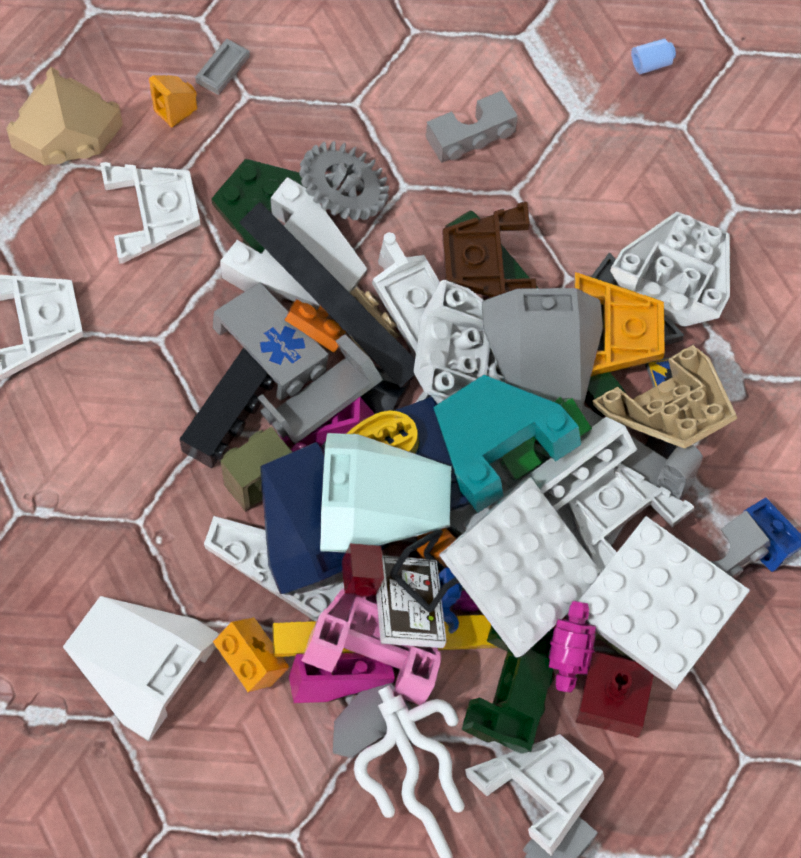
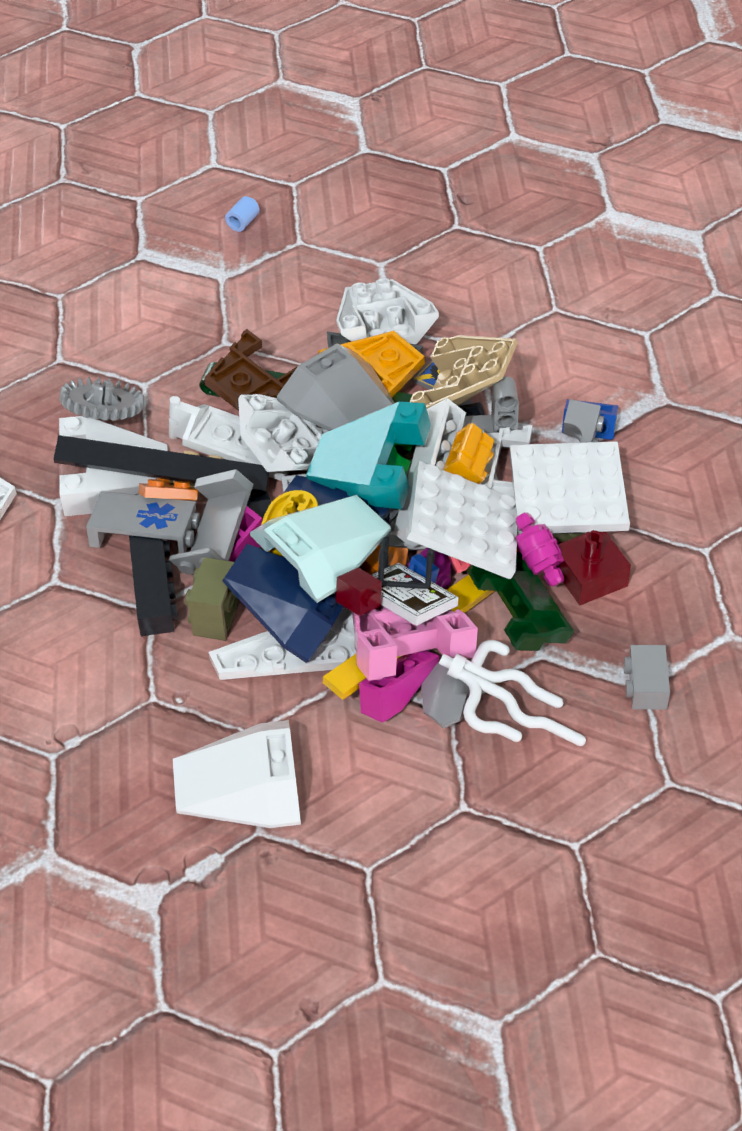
camera: 35 degrees left, 15 degrees down
(244, 189) = (34, 454): dark green wing -> none
(250, 654) = (323, 712): light orange brick -> none
(453, 139) = (168, 310): light grey arch -> none
(553, 775) = (597, 638): white wing -> none
(594, 500) = (470, 454): none -> light orange brick

